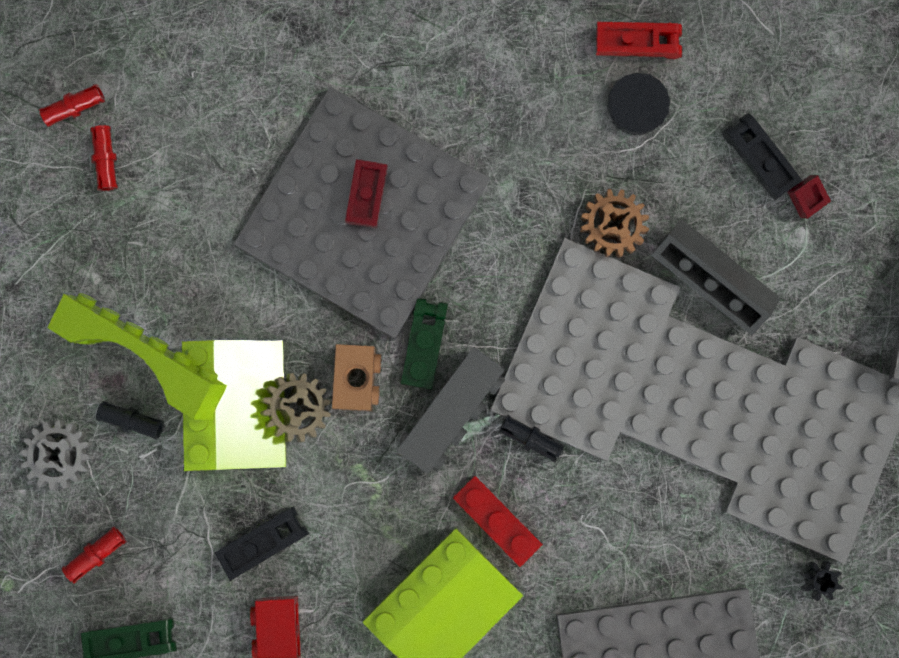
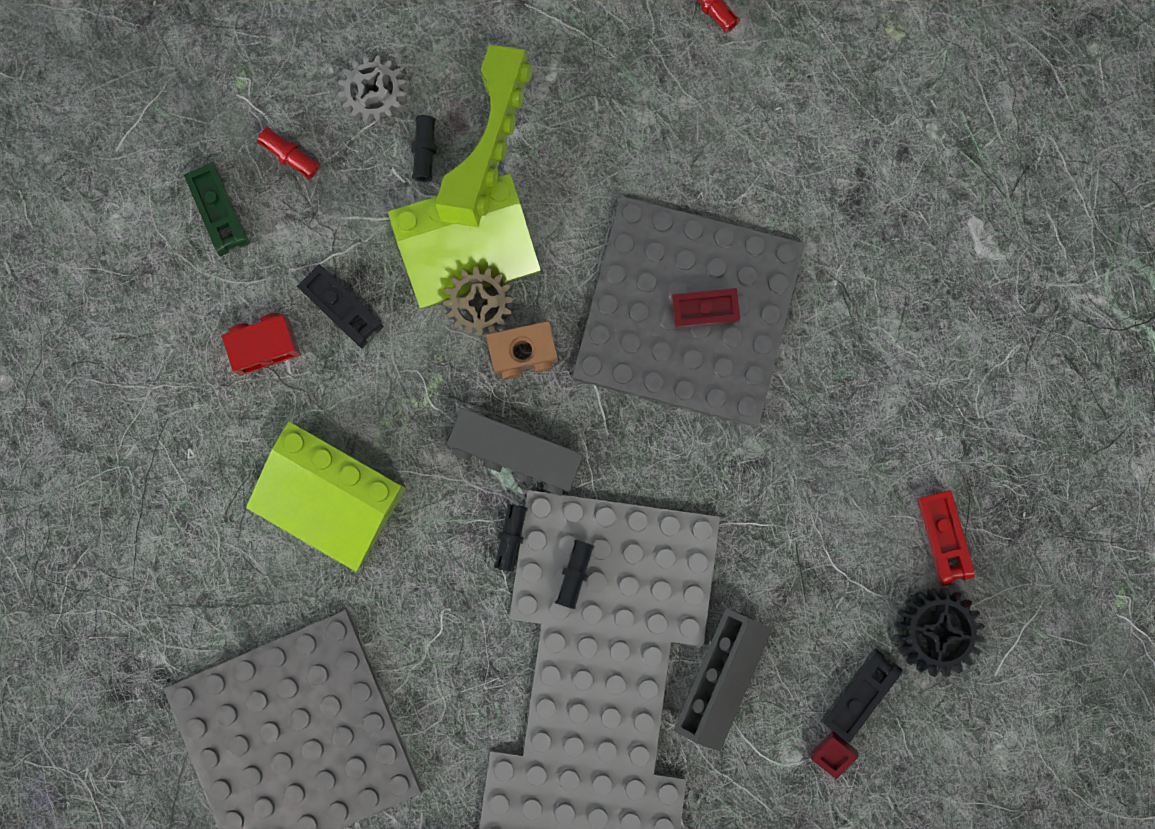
camera: 75 degrees right, 0 degrees up
(103, 158) = (669, 48): red pin -> none
(424, 345) = (574, 408): dark green plate -> none
(497, 521) = (421, 527): red plate -> none
(583, 386) = (575, 574): none -> black pin
(608, 212) = (758, 551): medium nougat gear -> none
(638, 103) = (879, 555): black tile -> none
(733, 76) = (938, 644): none -> black gear

